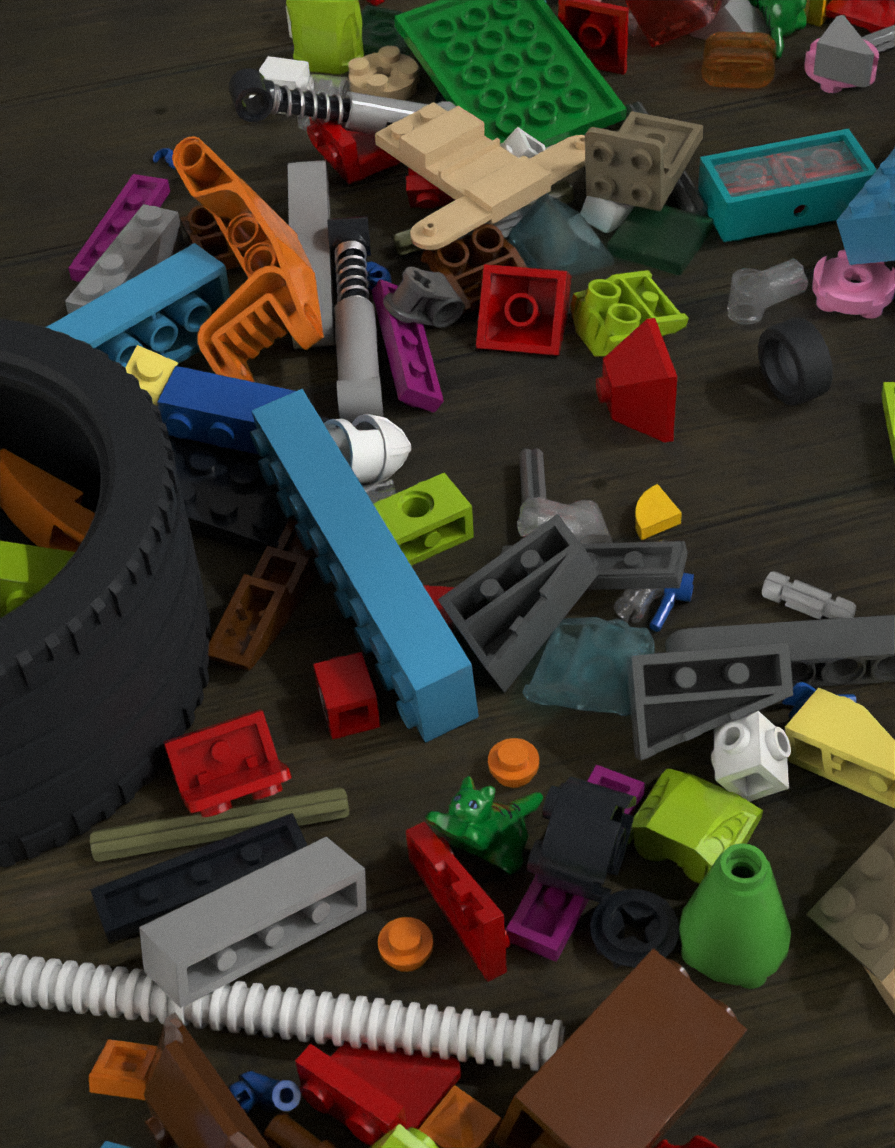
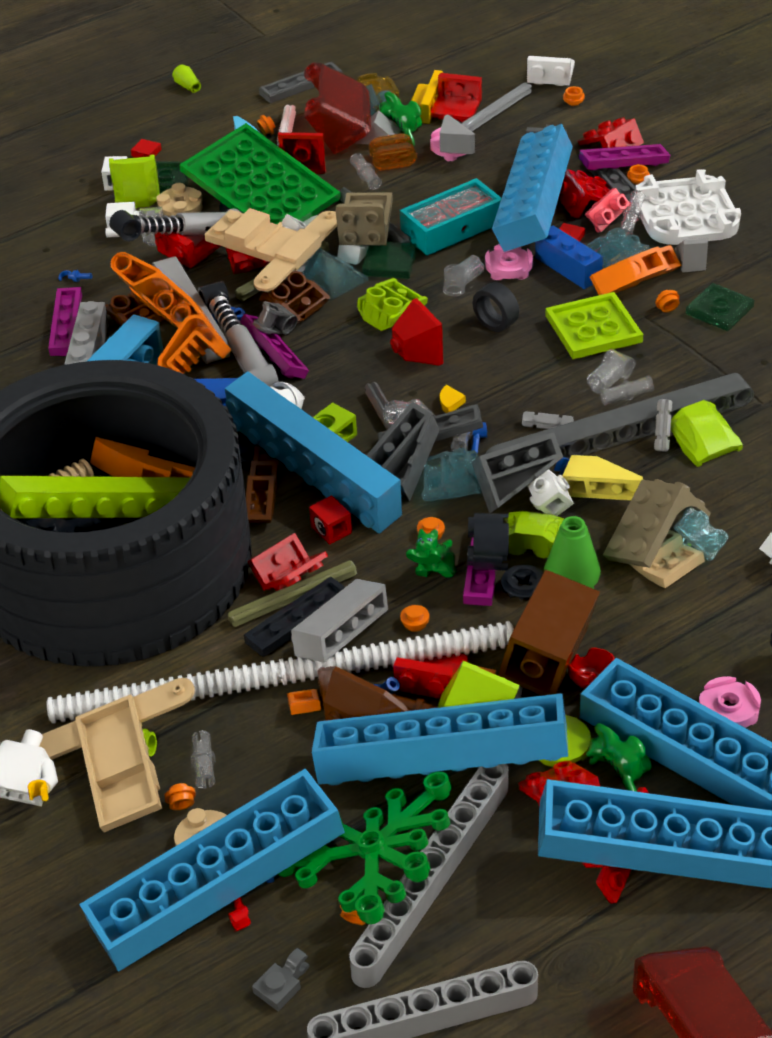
camera: 20 degrees left, 5 degrees down
(461, 899) = (436, 588): red wing -> none
(523, 309) = (332, 313): red slope -> none
(684, 83) = (365, 171): none -> clear pin

